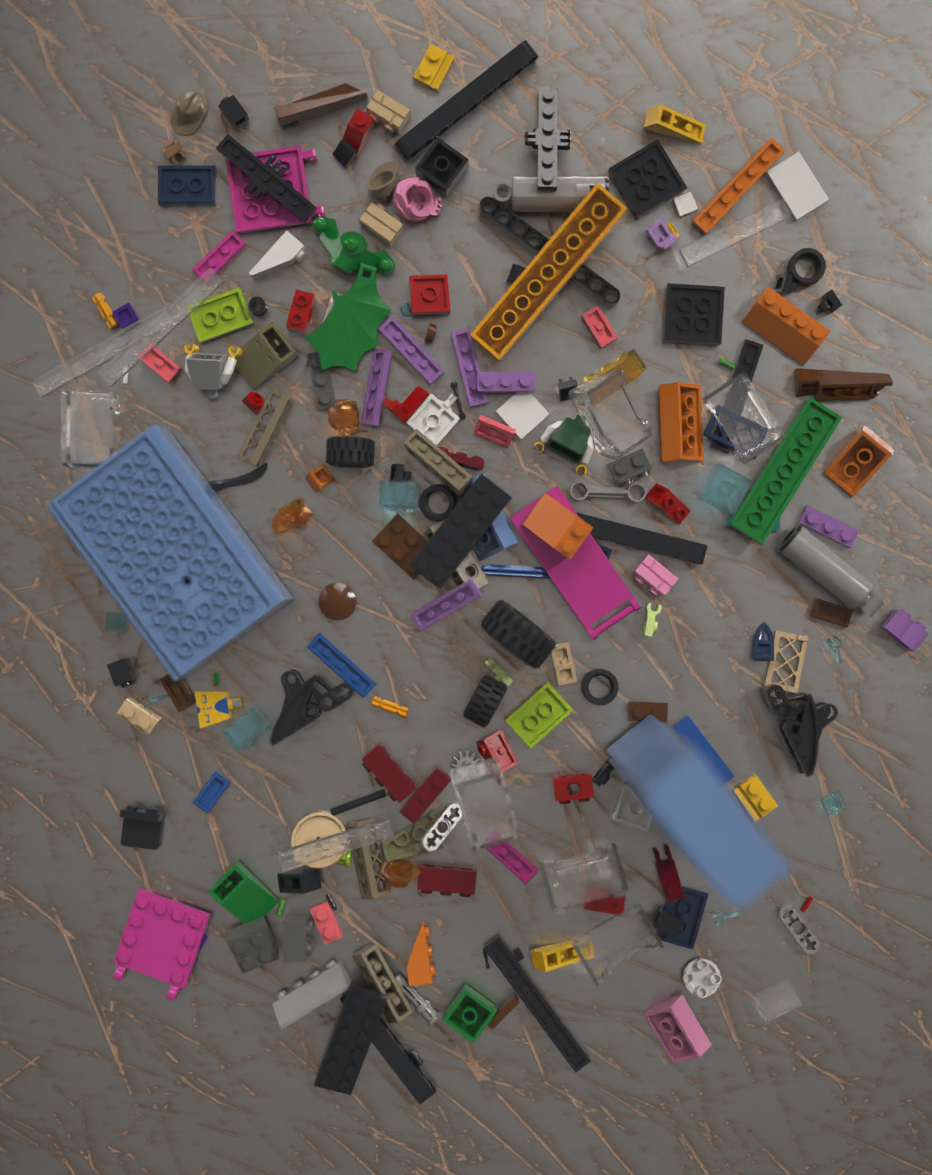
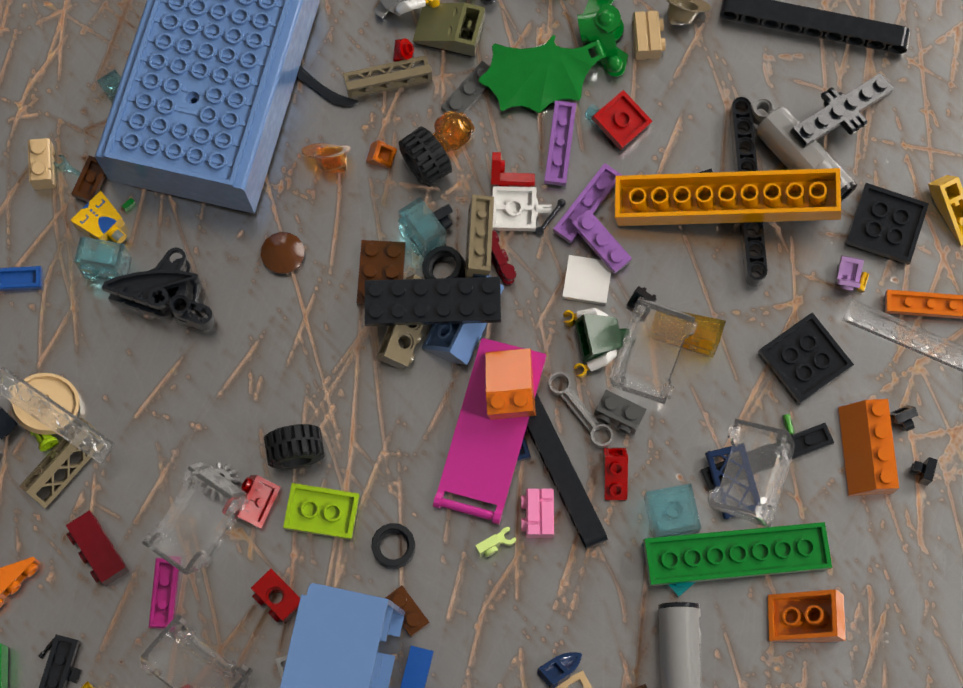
camera: 50 degrees right, 15 degrees down
(122, 672) = (70, 120): black brick -> none
(301, 312) = (514, 27): red brick -> none
(341, 665) = (226, 301): blue tile -> none
(358, 802) = (107, 412): black bar -> none
(376, 387) = (508, 135): medium lavender plate -> none
(388, 773) = (158, 418): dark red brick -> none
(389, 706) = (222, 372): light orange axle -> none
(399, 872) = (69, 497): clear orange piece -> none
(408, 840) = (115, 492): olive wing -> none
(416, 199) = (693, 45): bright pink helmet -> none
(425, 795) = (159, 464): dark red brick -> none
(430, 333) = (589, 147): reddish brown tile -> none
(433, 828) = (126, 495): light grey beam -> none
(442, 166) = (740, 44): black brick -> none
(446, 604) = (356, 343): medium lavender plate -> none
(494, 431) = (549, 267): coral plate -> none
(501, 675) = (331, 446): yellowish green plate -> none
(515, 571) = (437, 384): blue axle -> none
(518, 634) = (380, 424): black tyre -> none
(563, 664) = (388, 496): tan slope -> none
(599, 326) = (721, 285): coral plate -> none
(681, 422) = (698, 424): orange slope -> none
(685, 204) = (895, 274): white tile -> none
(815, 255) = (949, 412): black tyre -> none
(828, 526) = (721, 640): medium lavender plate -> none
(839, 384) = (860, 542): reddish brown wedge -> none

